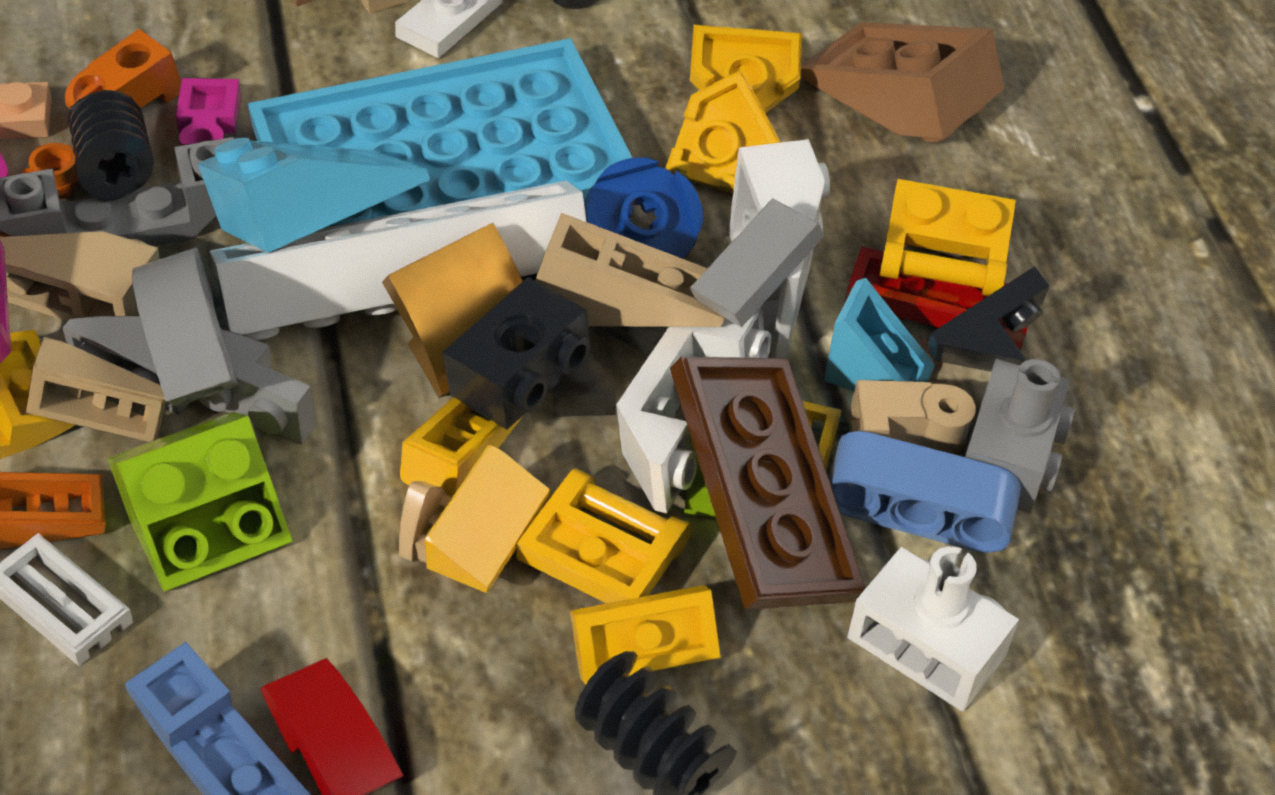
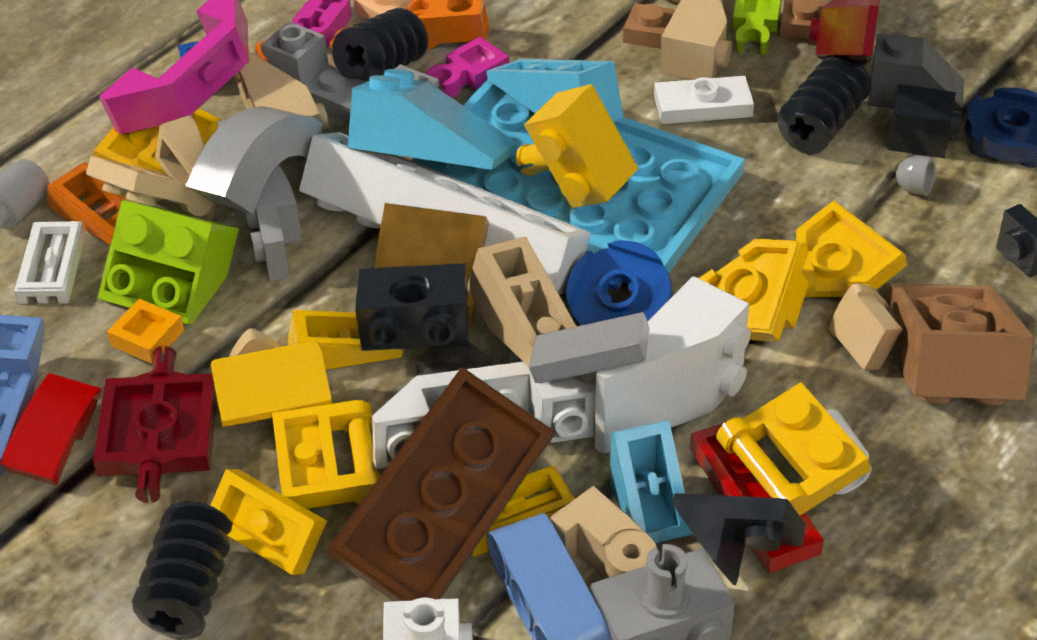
camera: 55 degrees right, 5 degrees down
(109, 436) = (146, 185): none -> tan plate
(277, 576) = (144, 329): none -> light orange plate
(361, 74) = (538, 80): none -> medium azure slope
(420, 644) = (156, 424): none -> dark red plate
(472, 111) = (578, 146): none -> yellow brick
(840, 113) = (865, 326): none -> tan tile

